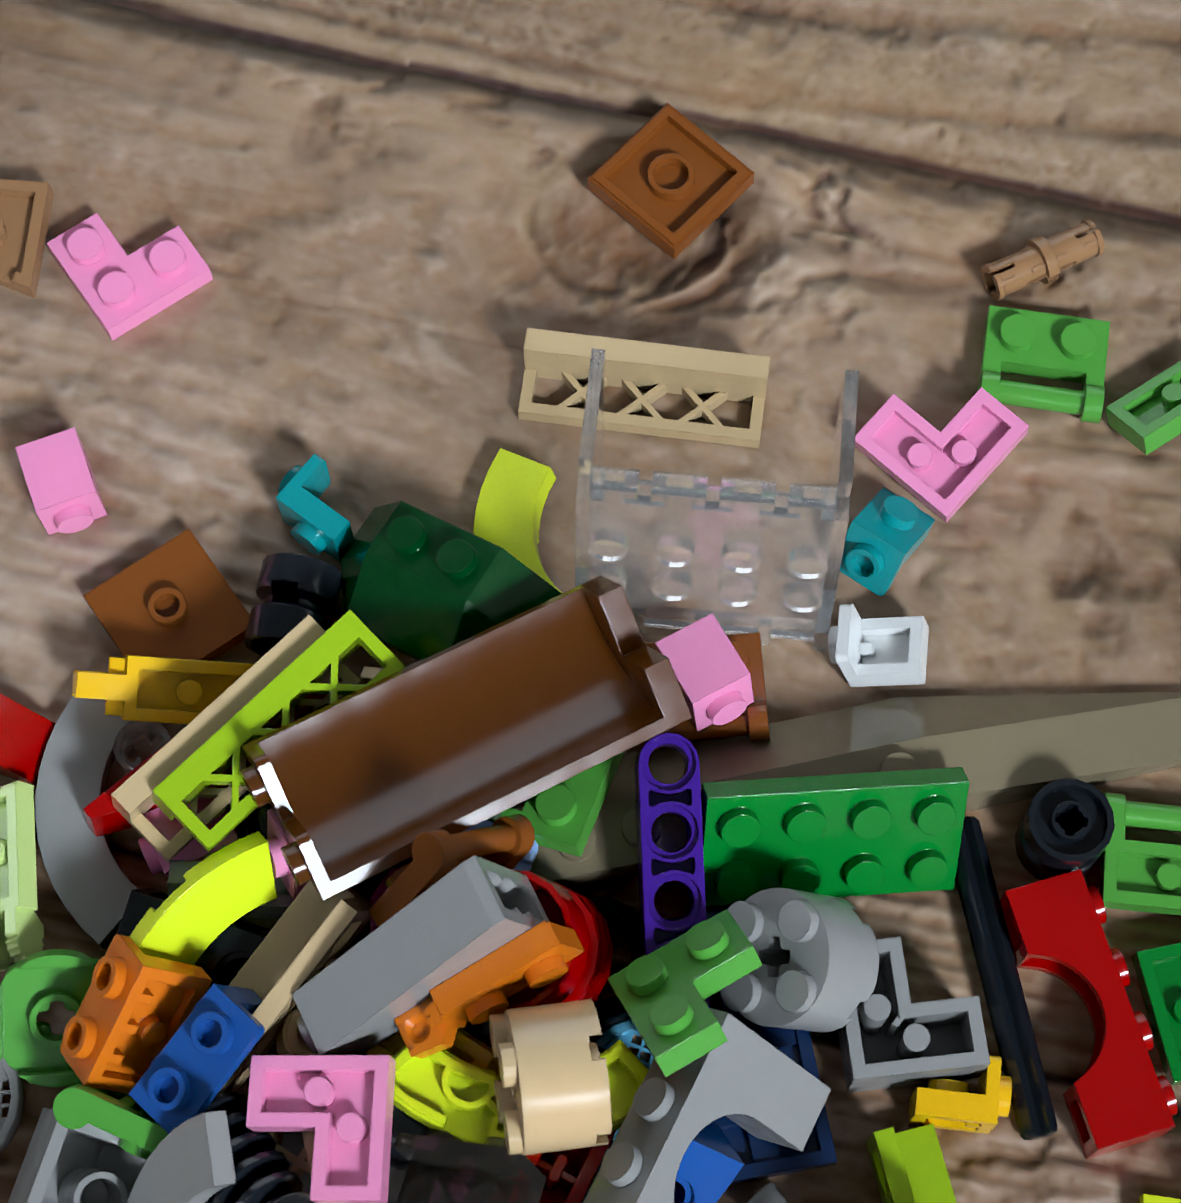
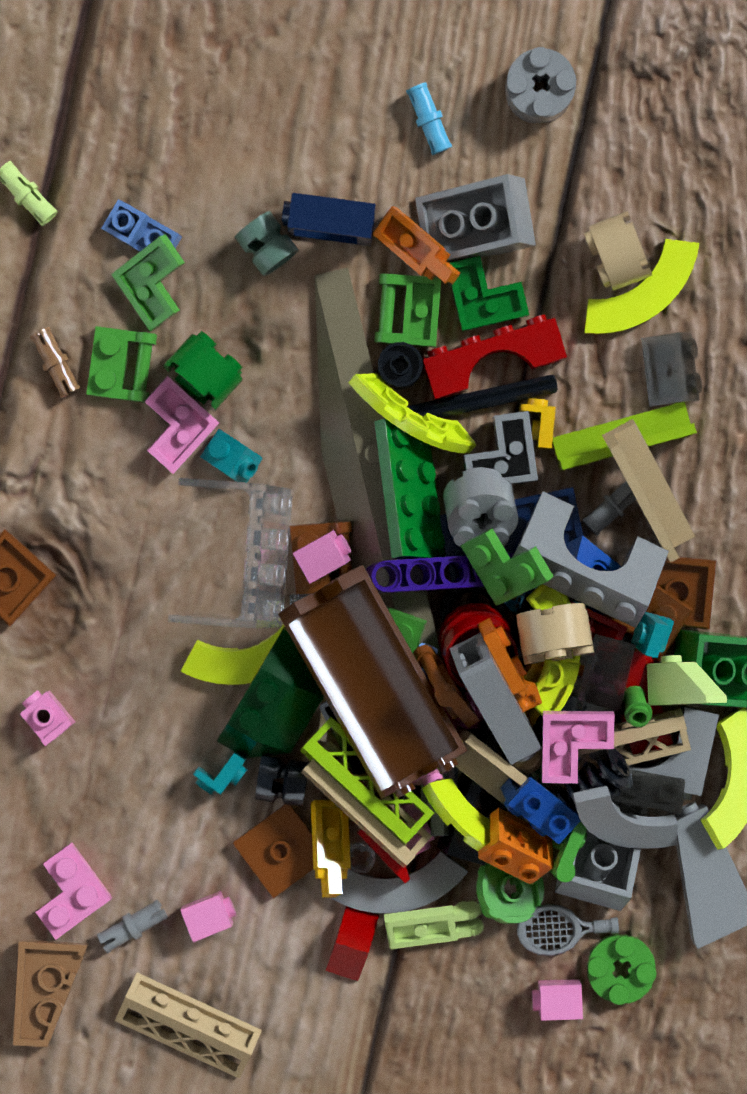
camera: 85 degrees left, 20 degrees up
(57, 365) = (132, 926): none -> light grey pin
(420, 245) = (59, 718): none -> bright pink brick
(649, 368) = (130, 587): tan fence -> none
(879, 648) = (297, 461): white bracket -> none
(984, 807) = (433, 430): none -> neon yellow tile
(1042, 486) = (205, 371): none -> green brick

